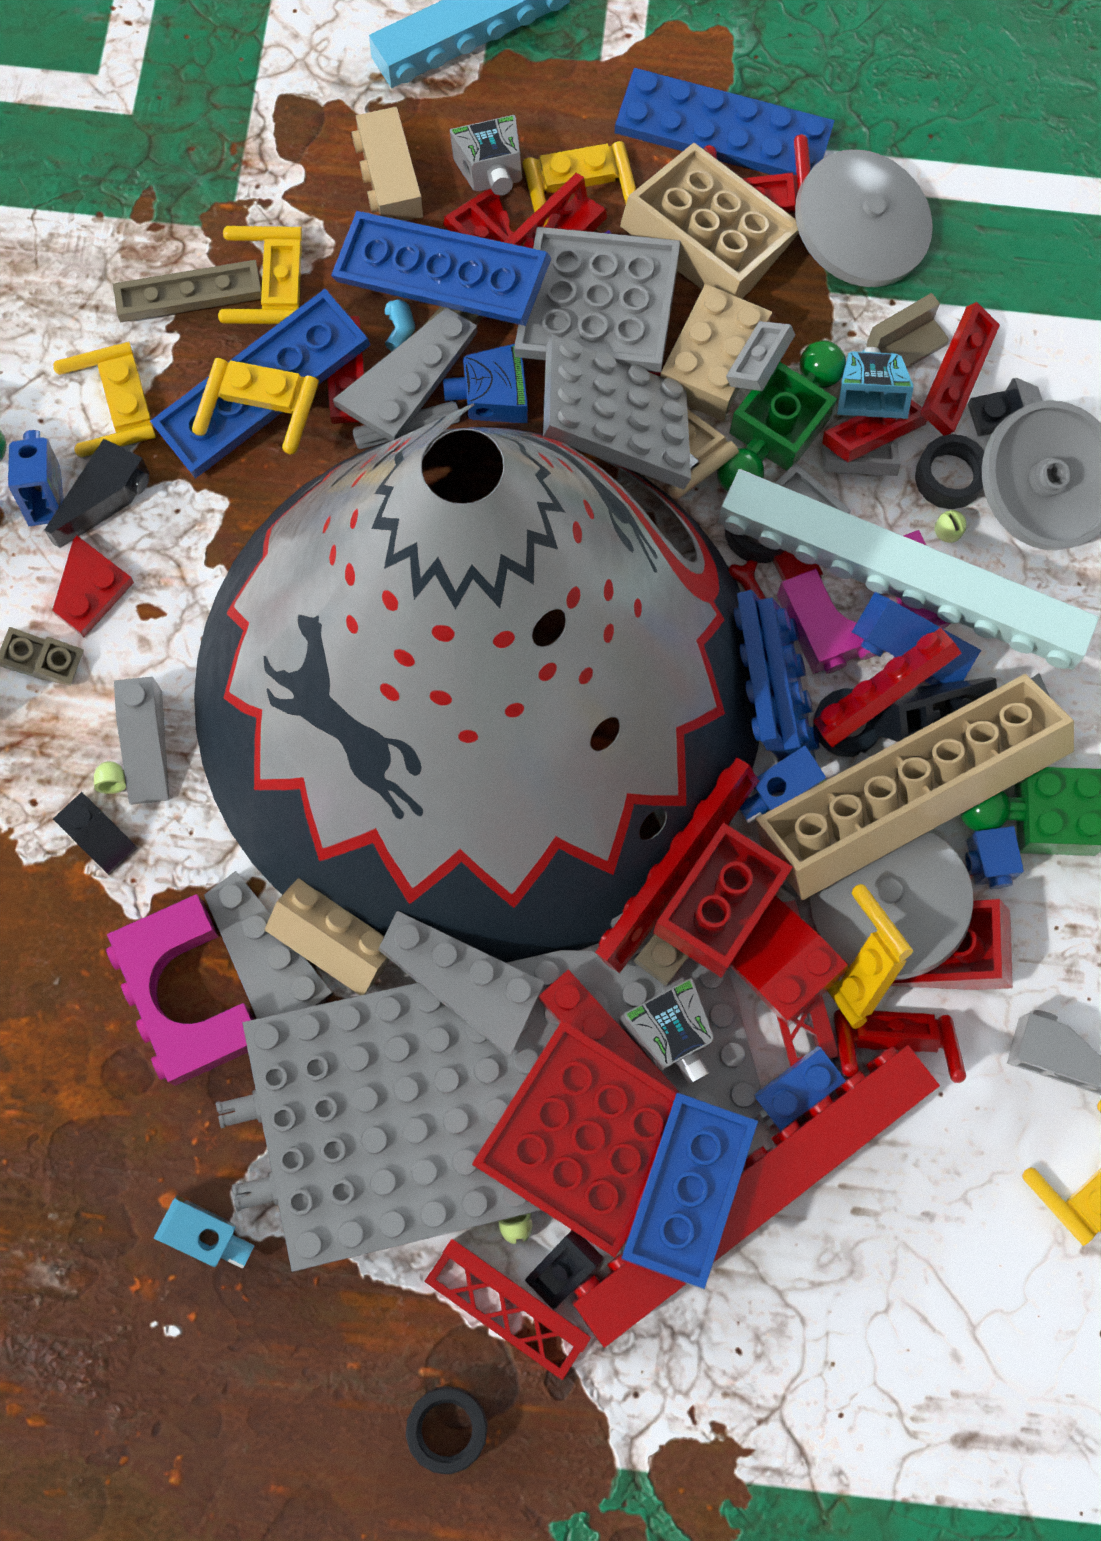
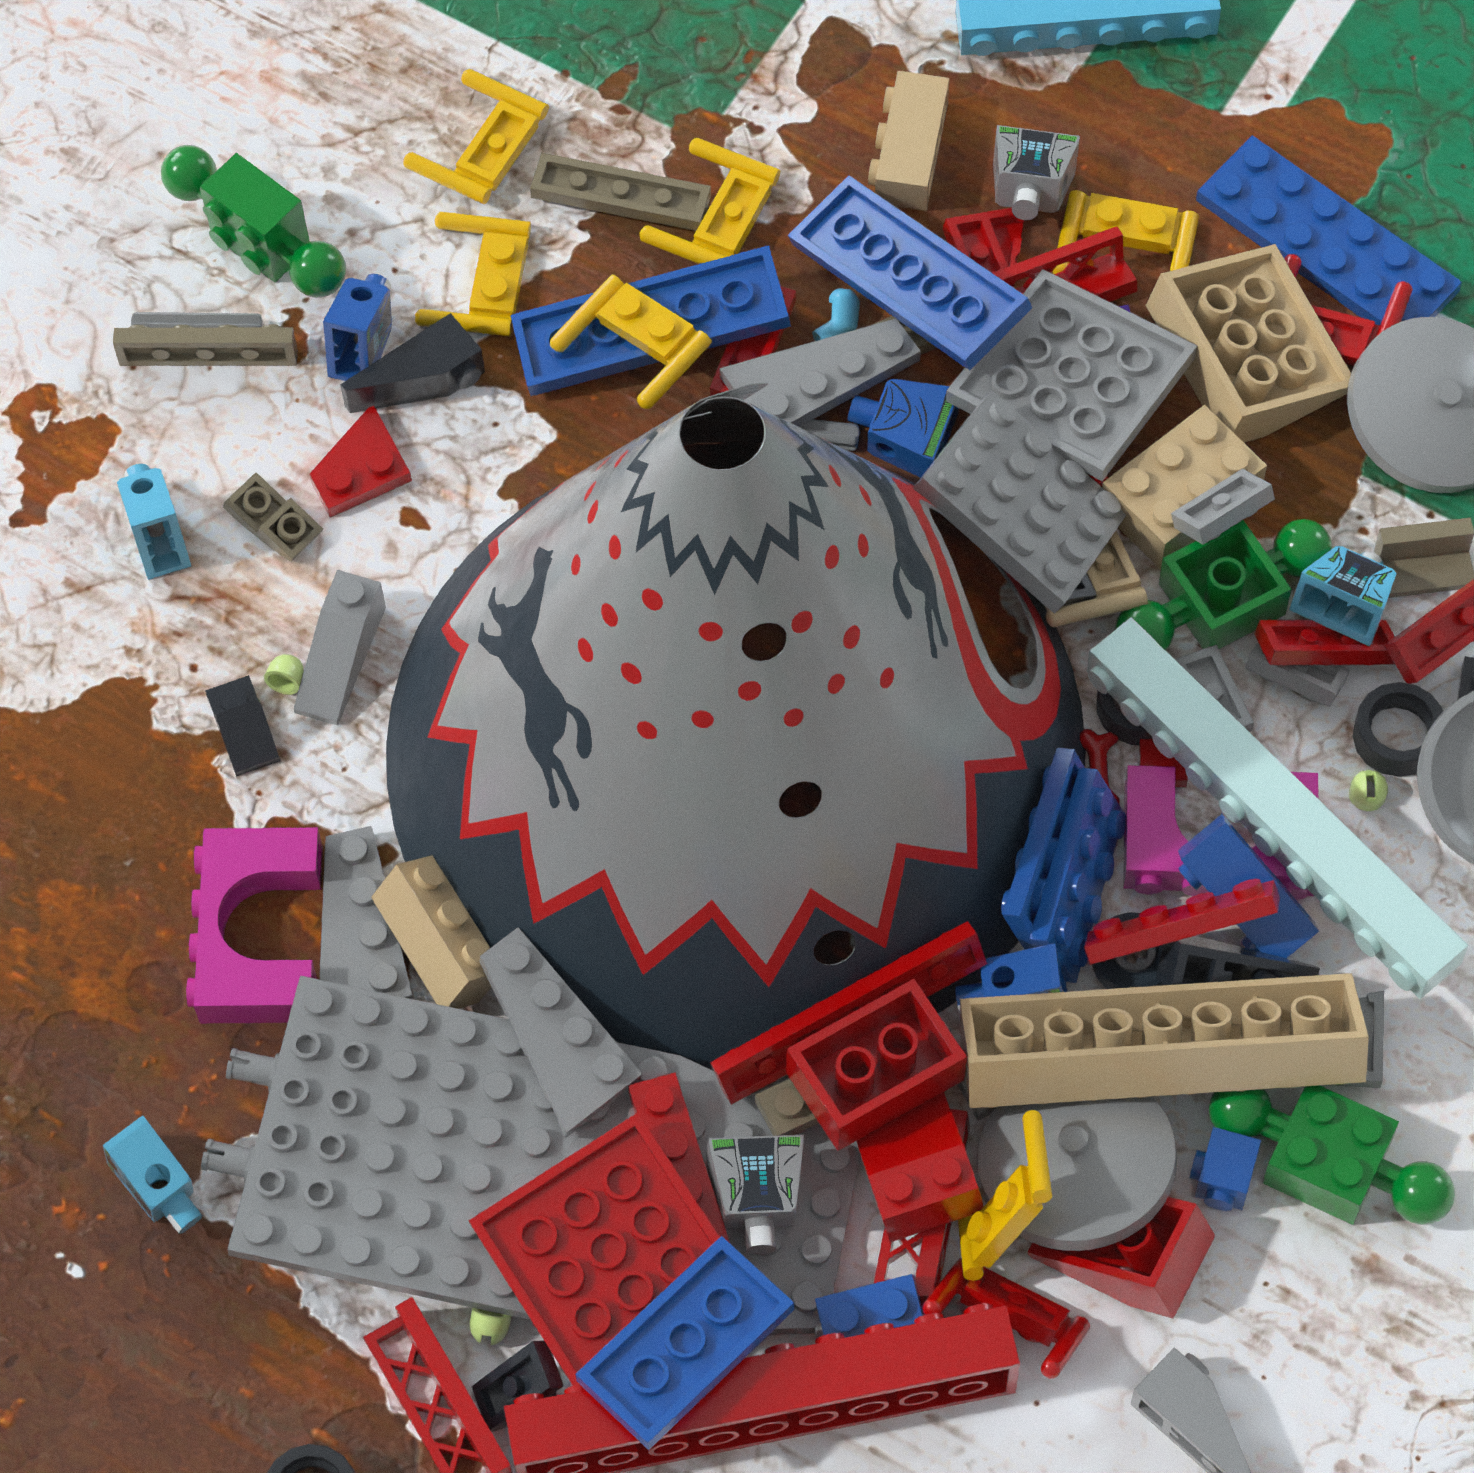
camera: 30 degrees right, 10 degrees down
(72, 294) = (493, 147): none -> yellow plate

